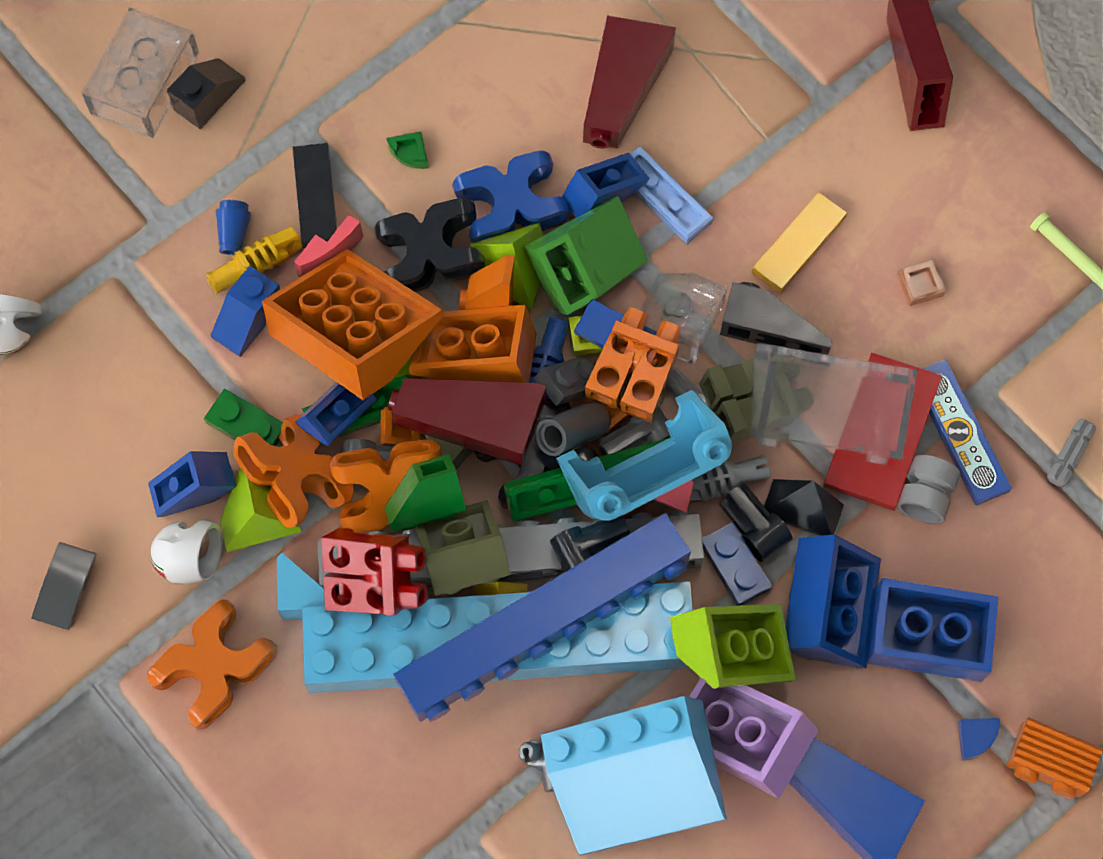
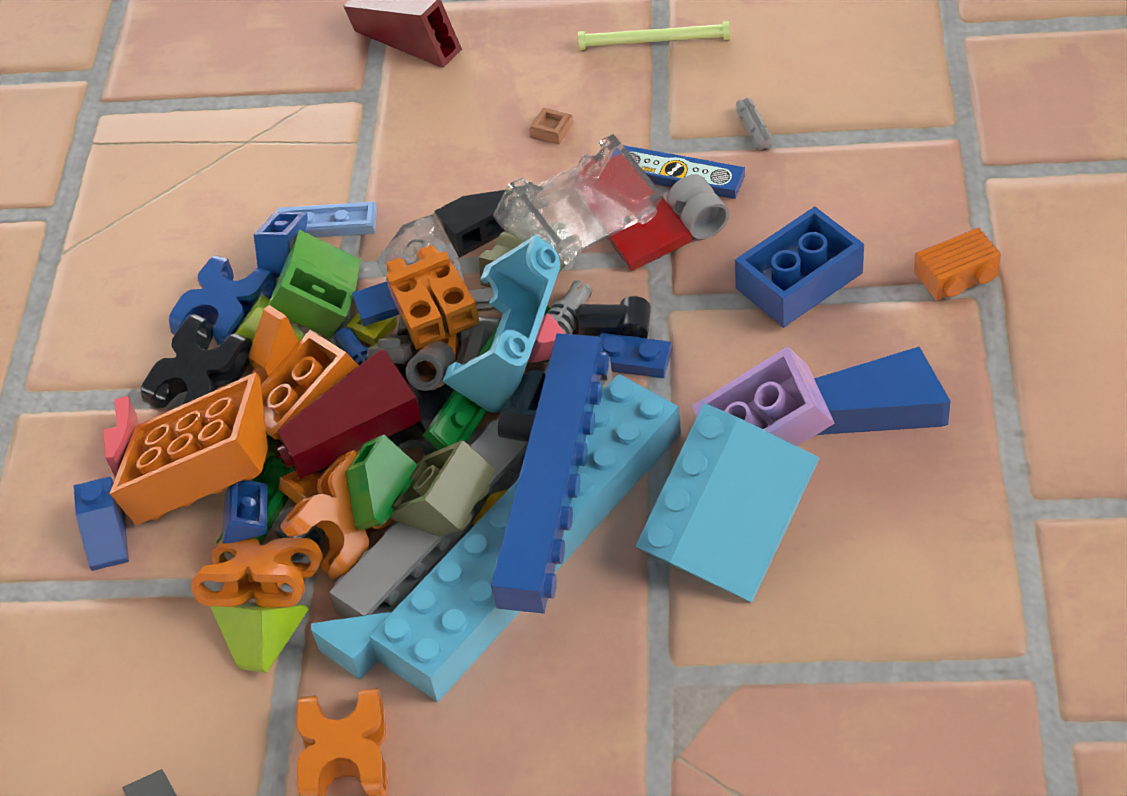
camera: 40 degrees left, 20 degrees down
(177, 552) = (233, 698): white helmet -> none
(192, 482) = (185, 657): blue slope -> none
(232, 225) = (27, 487): blue cone -> none
(238, 417) = (173, 594): green plate -> none
(261, 256) = (78, 470): yellow hinge -> none
(314, 192) = (68, 421): black tile -> none
(371, 572) = (407, 542): red hips -> none
(409, 150) = (113, 343): green tile -> none
(533, 754) = (656, 571): flat silver arm -> none
(625, 72) = (217, 182): dark red slope -> none
(734, 644) = (686, 368): lime slope -> none
(799, 242) = (447, 166): yellow tile -> none
(804, 506) = (634, 278): black slope -> none
(832, 601) = (717, 314): blue slope -> none
(976, 736) = (898, 300): blue tile -> none

